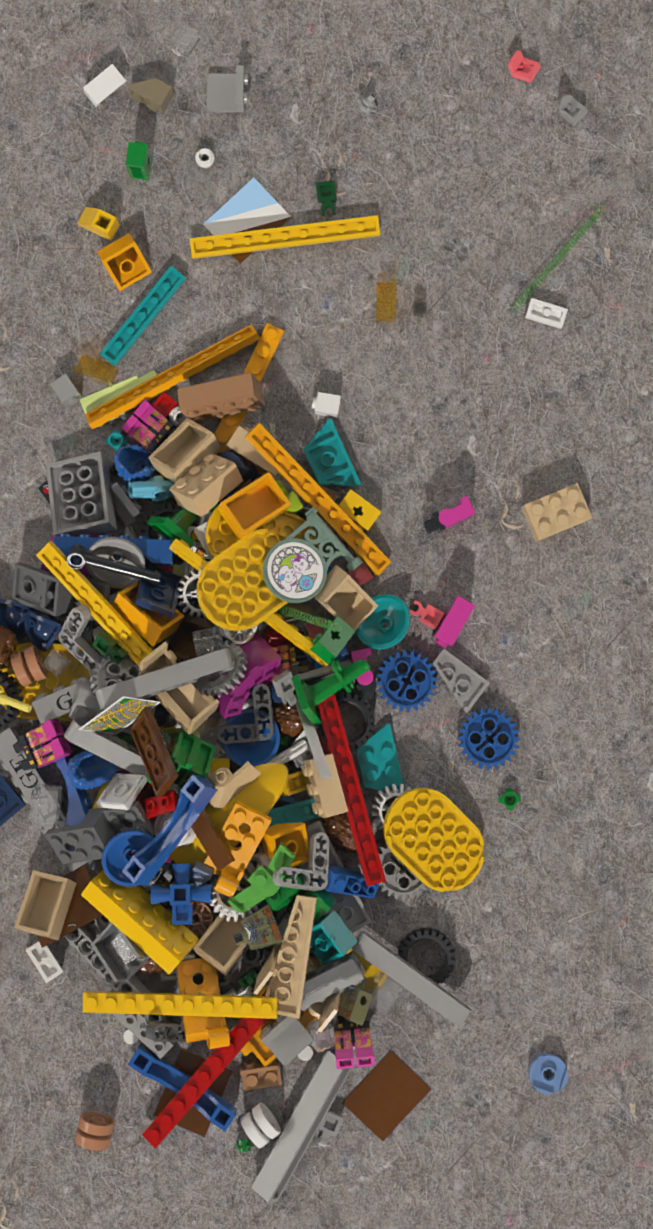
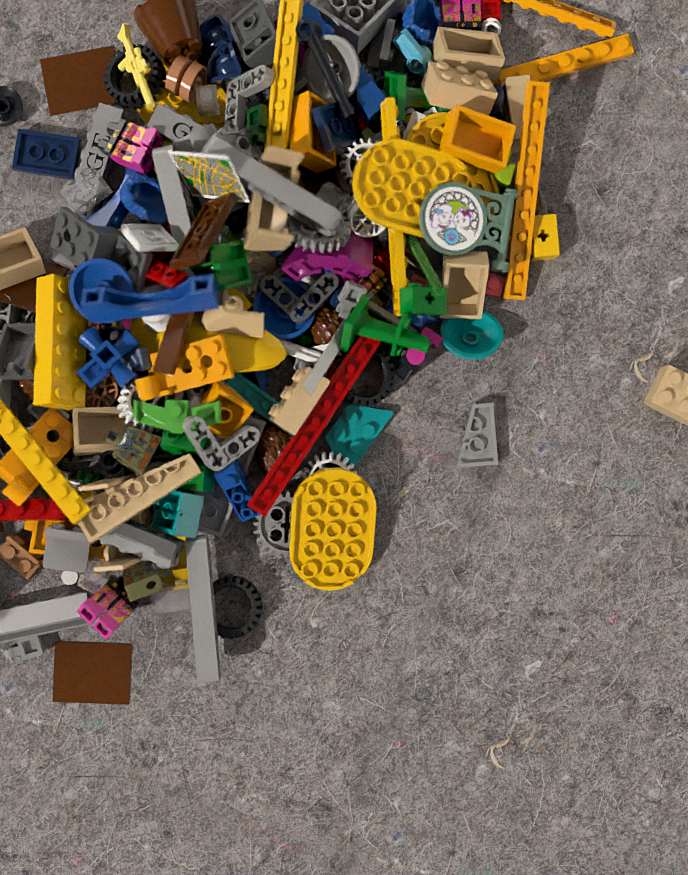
camera: 45 degrees right, 0 degrees up
(221, 398) = (539, 43): medium nougat brick -> none
(295, 784) = (278, 376): yellow plate -> none
(326, 404) = (605, 137): white brick -> none
(330, 459) = (564, 178): teal wing -> none
(422, 689) = (445, 413): blue gear -> none
(430, 616) = (508, 369): coral plate -> none
(449, 517) = (604, 313): dark pink hips -> none
(453, 622) = (522, 390): dark pink brick -> none
(500, 751) = (450, 521): blue gear -> none
(515, 798) = (422, 567): green plate -> none
(537, 1077) = (212, 783): medium blue plate -> none

